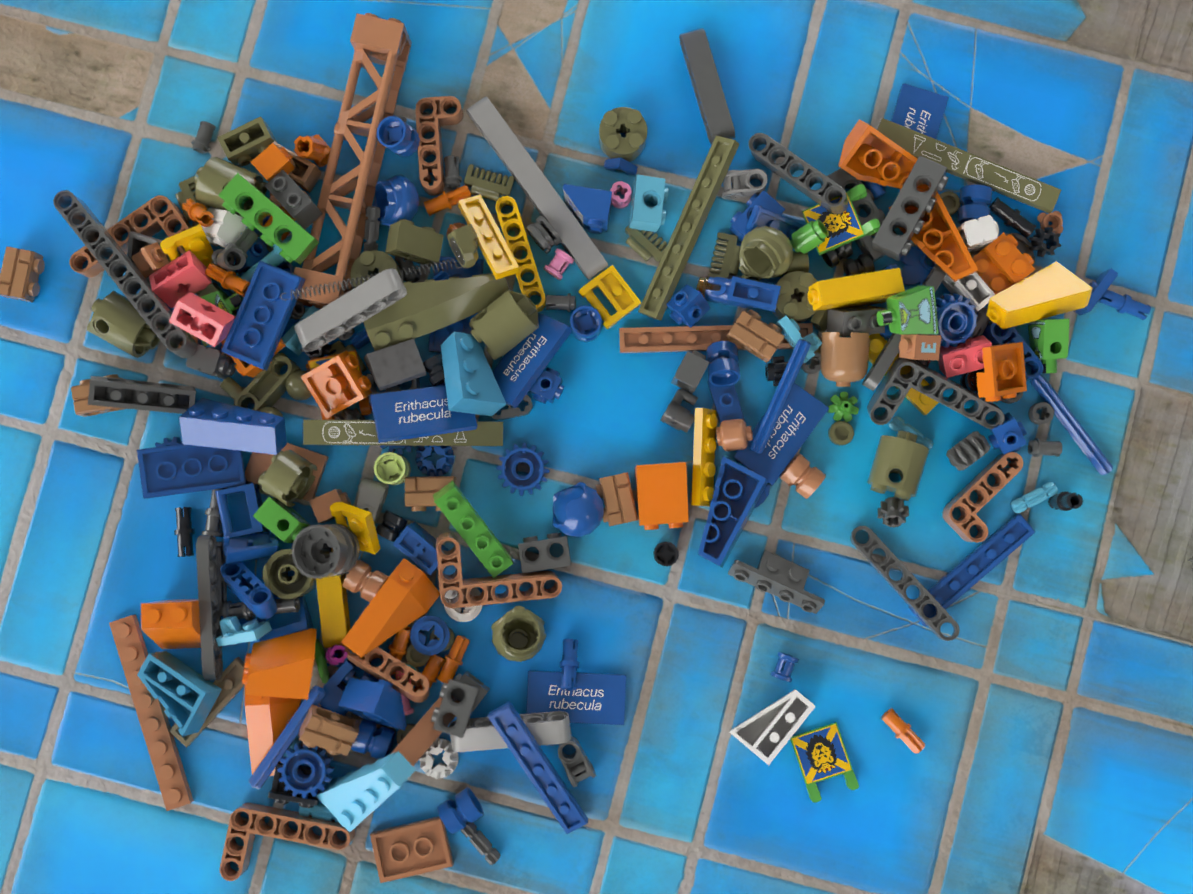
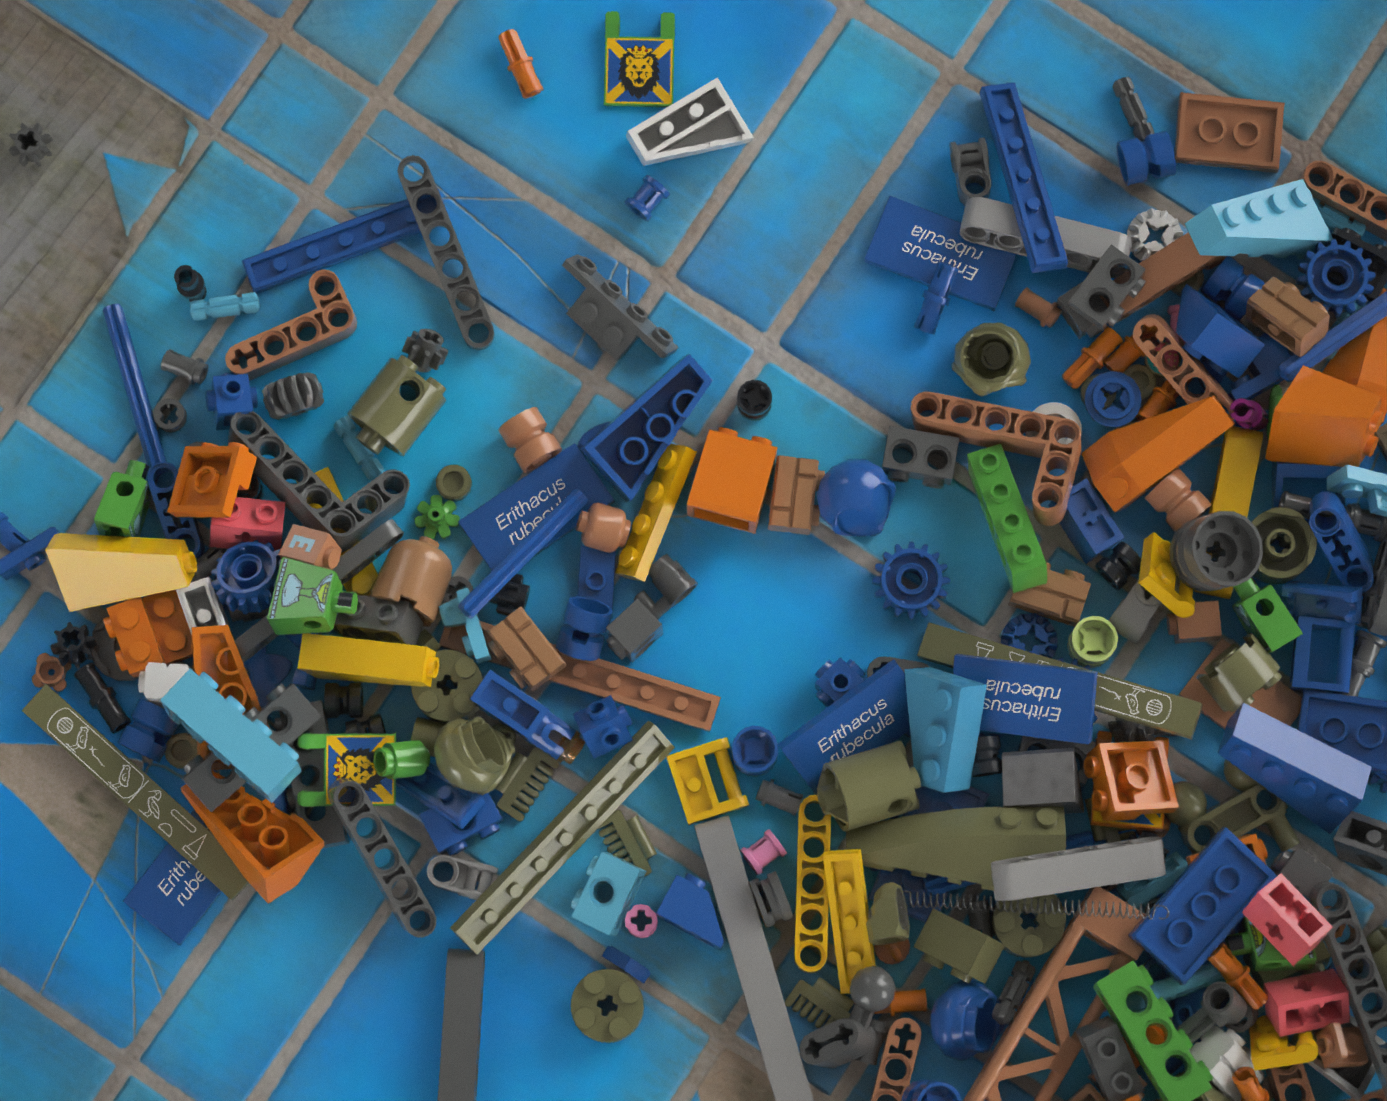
camera: 160 degrees left, 5 degrees down
(459, 194) = (851, 1038): none -> dark grey beam
(499, 681) = (1038, 307): none -> nougat pin
(929, 199) = (231, 734): none -> medium azure wedge

